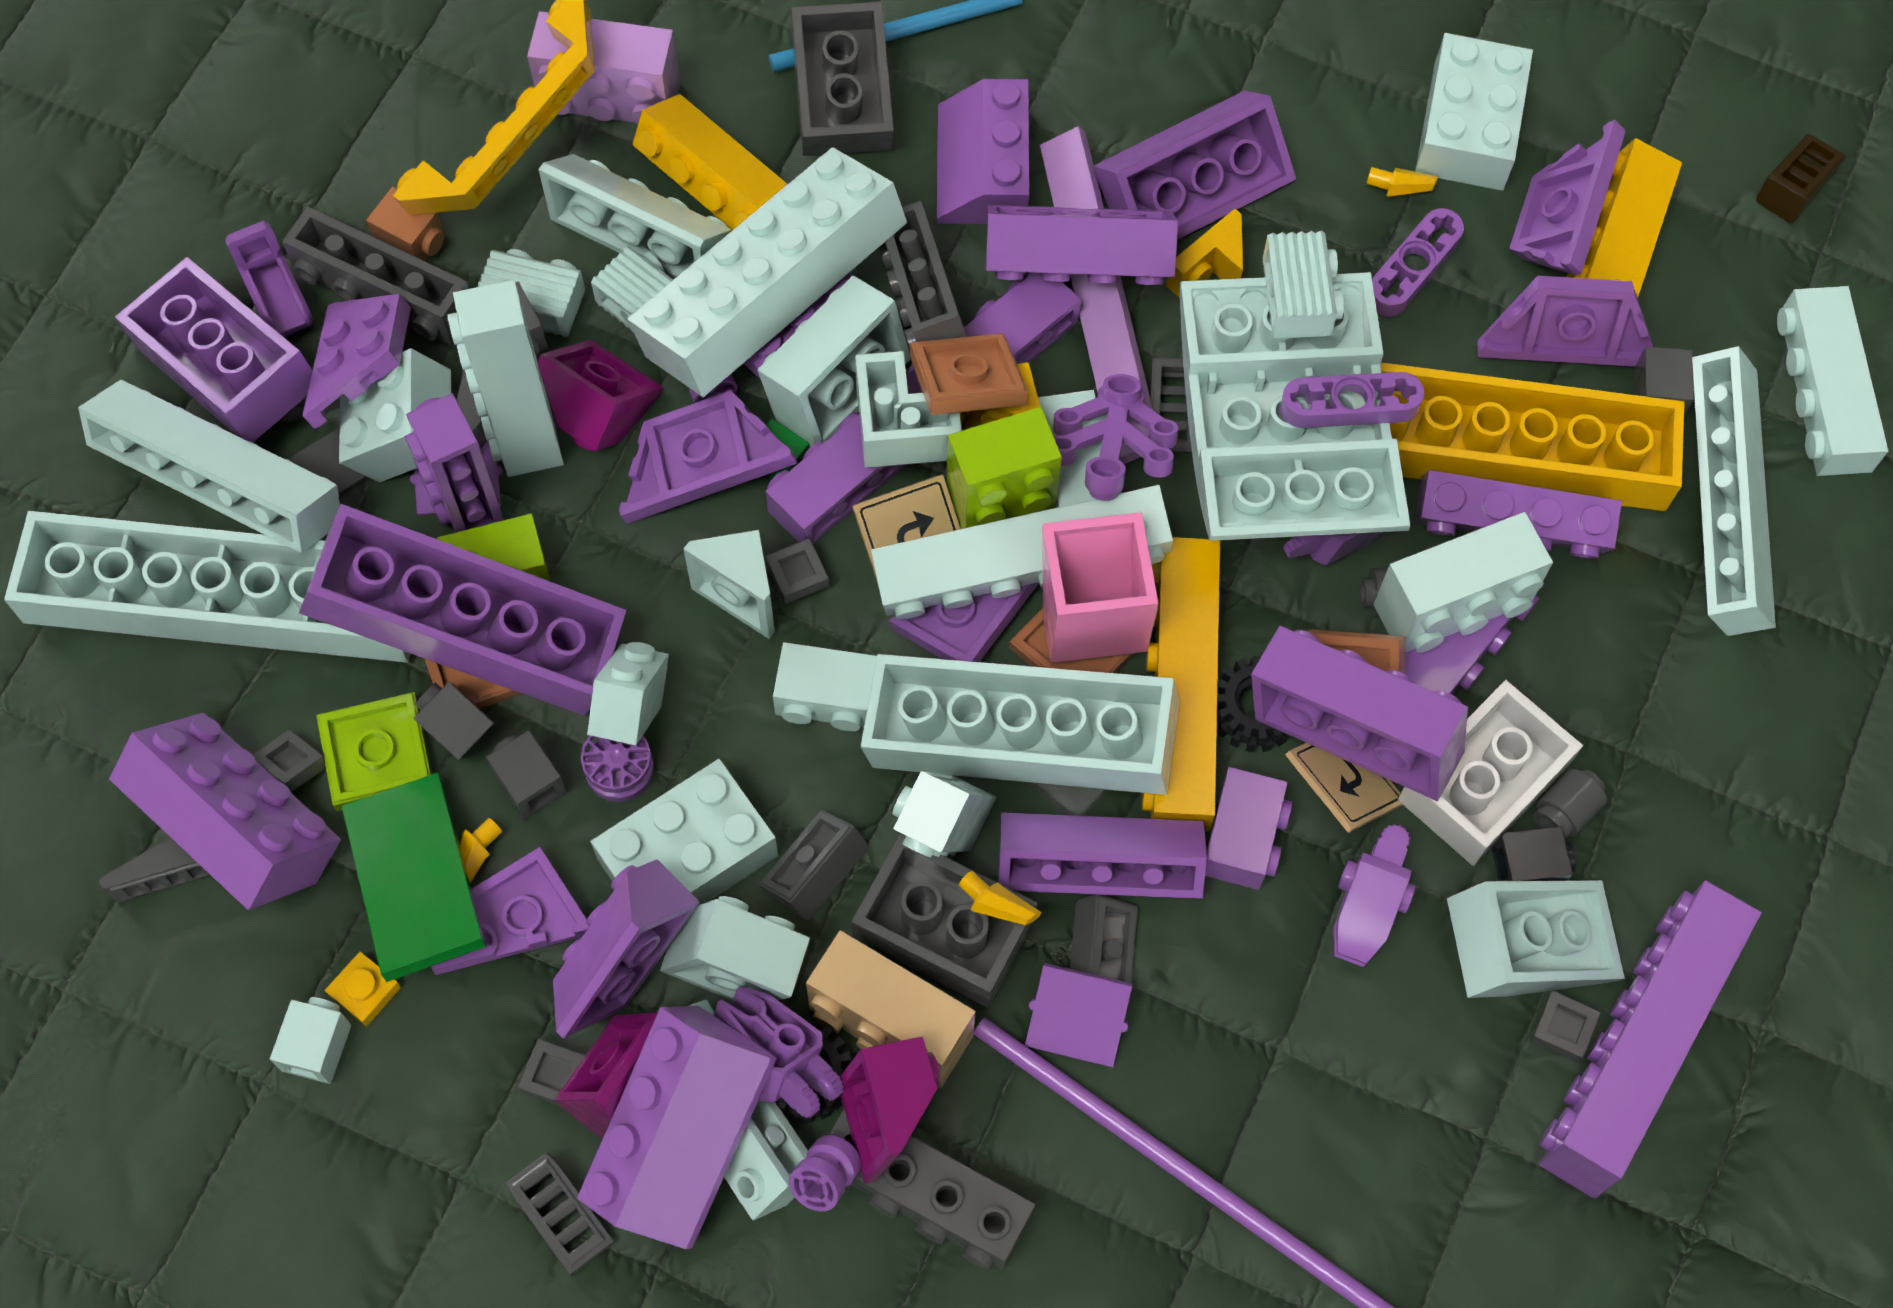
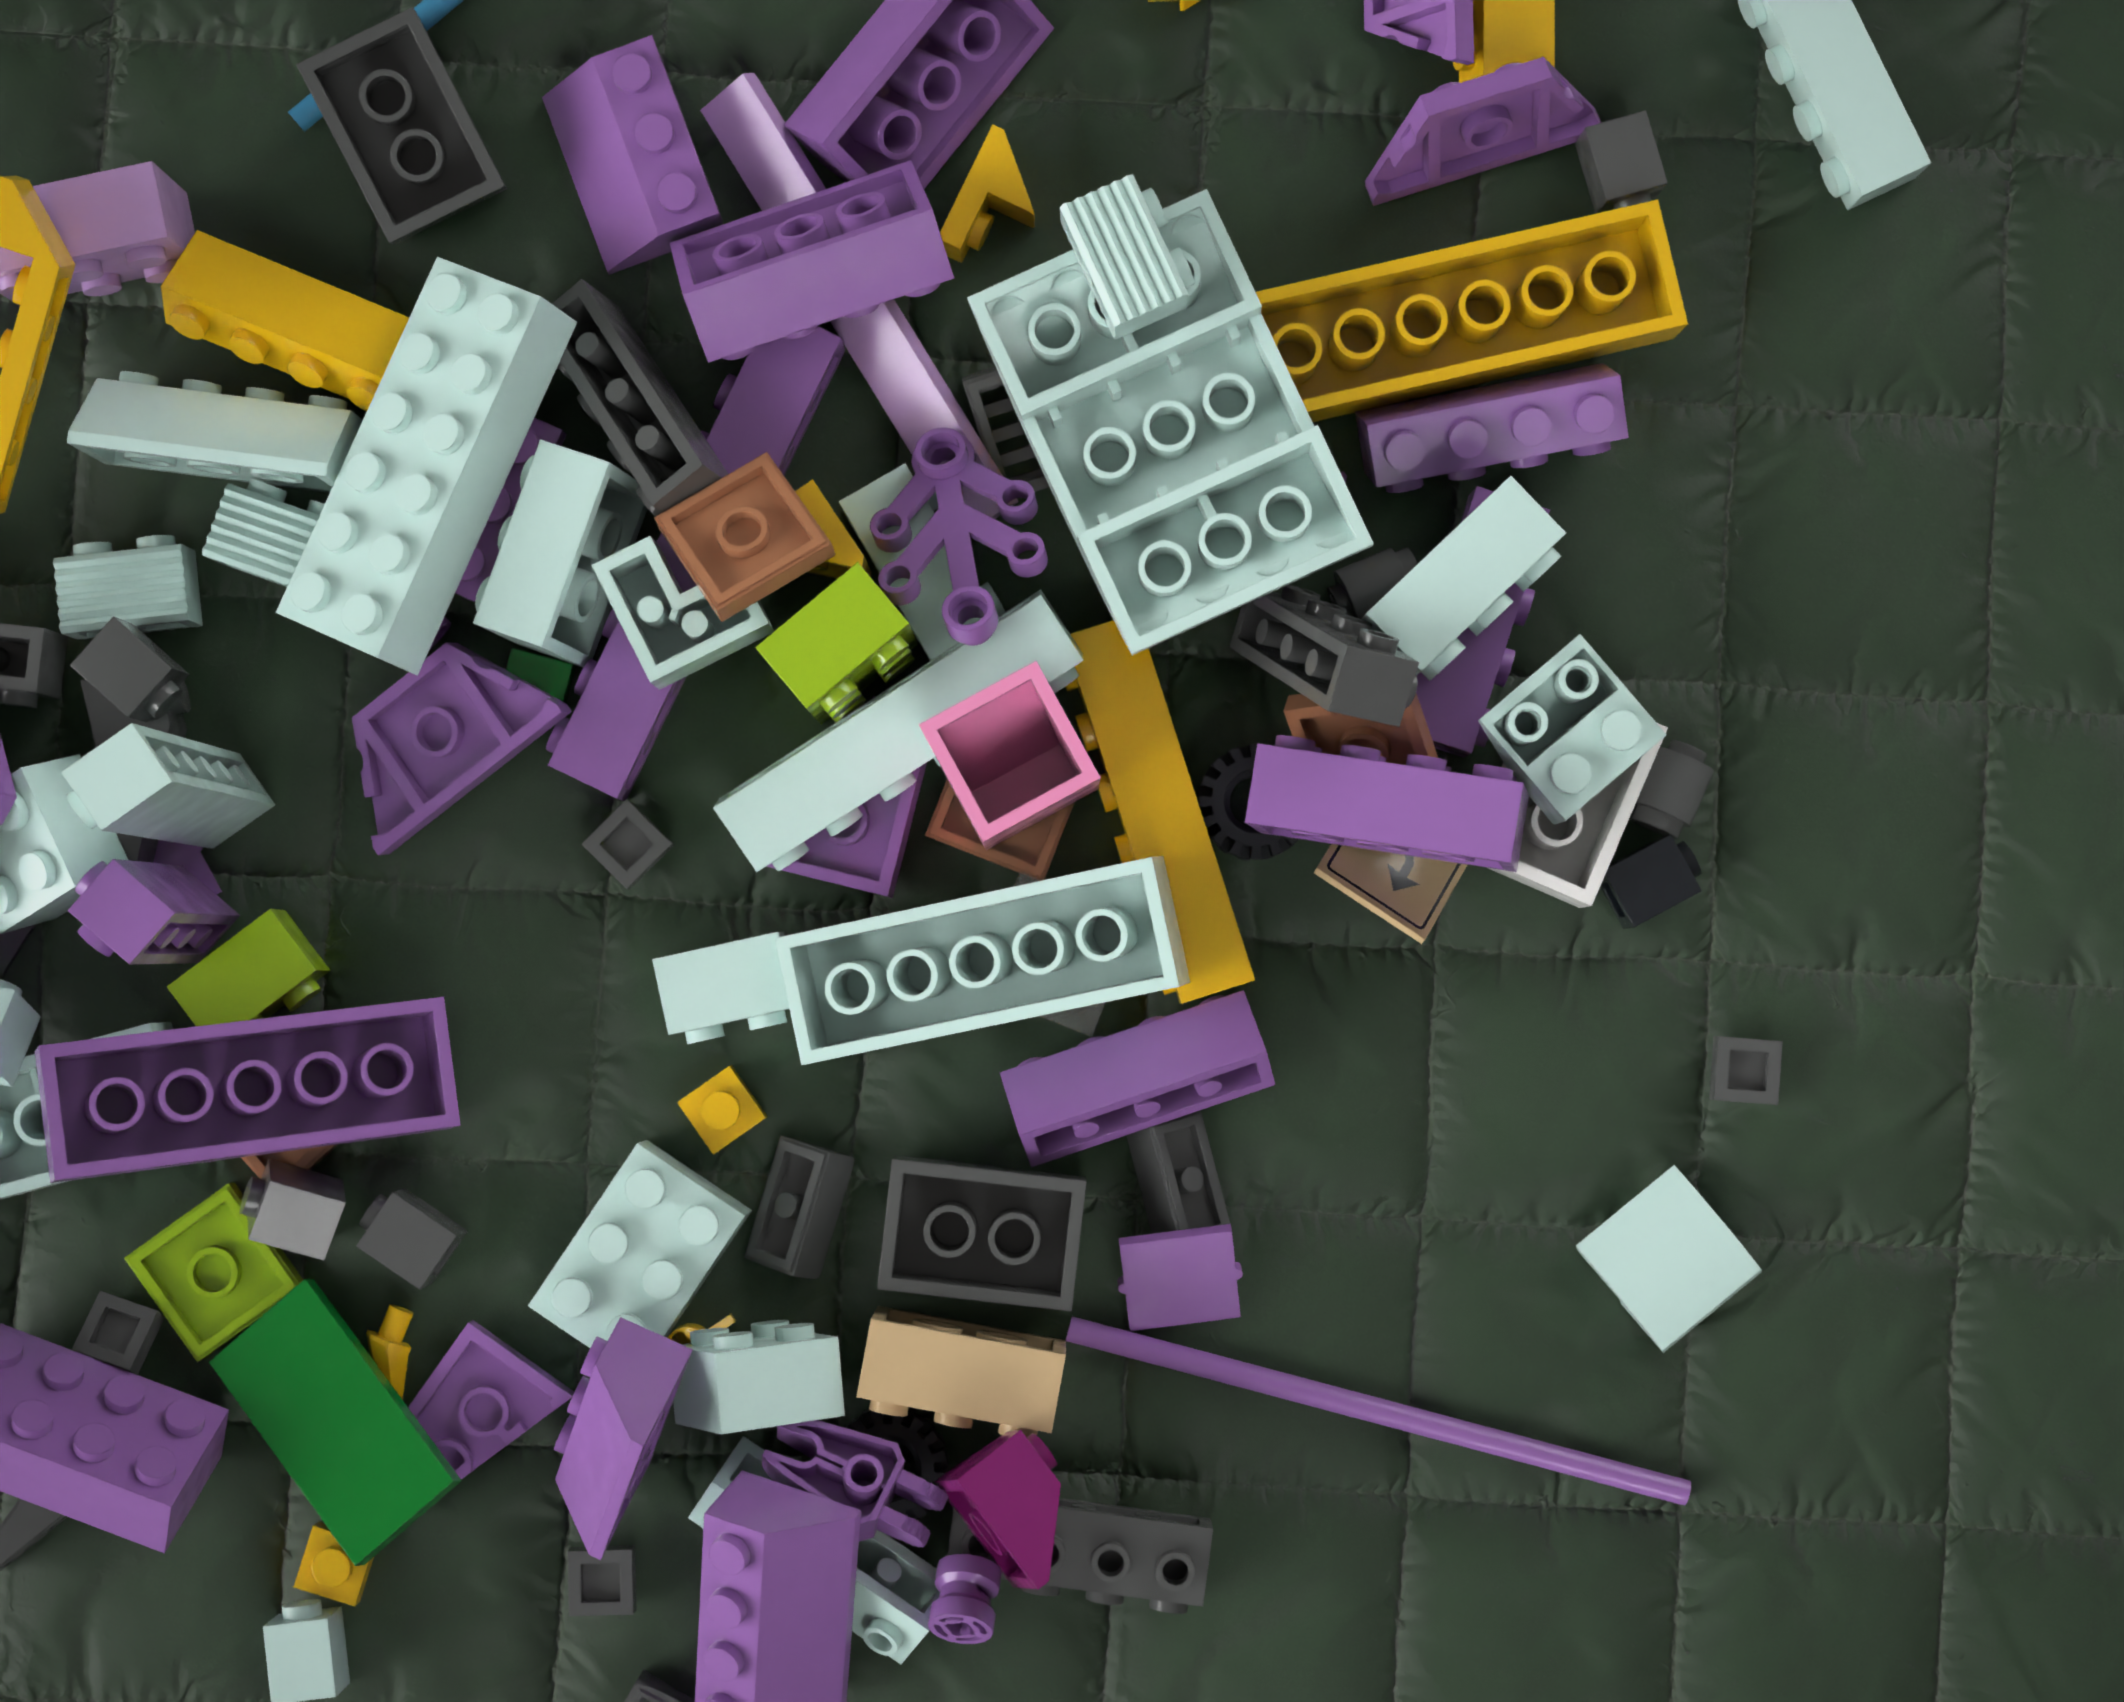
camera: 20 degrees left, 20 degrees up
(595, 393) = (274, 700): magenta slope -> none
(604, 1072) = (665, 1566): magenta slope -> none
(617, 769) = (513, 1178): medium lavender wheel -> none
(628, 693) = (492, 1102): light aqua brick -> none
(733, 576) = (563, 892): light aqua slope -> none
(787, 775) = (722, 1109): none -> yellow plate
(906, 515) = (742, 731): tan piece -> none
(941, 814) = (935, 1132): light aqua brick -> none
(997, 901) = (1039, 1202): yellow bar -> none
(1245, 828) = (1296, 971): medium lavender brick -> none
(1350, 594) = (1327, 655): none -> dark grey brick
(1364, 384) = (1293, 379): medium lavender beam -> none
(1373, 895) = (1474, 1003): medium lavender hinge -> none
(1417, 243) = (1279, 60): medium lavender beam -> none
(1461, 1145) = (1669, 1258): none -> light aqua slope
(1513, 709) = (1570, 730): none -> light aqua slope
(1534, 937) = (1679, 977): light aqua slope -> none
(1647, 1039) = (1849, 1060): medium lavender brick -> none
(1733, 492) = (1750, 289): light aqua brick -> none

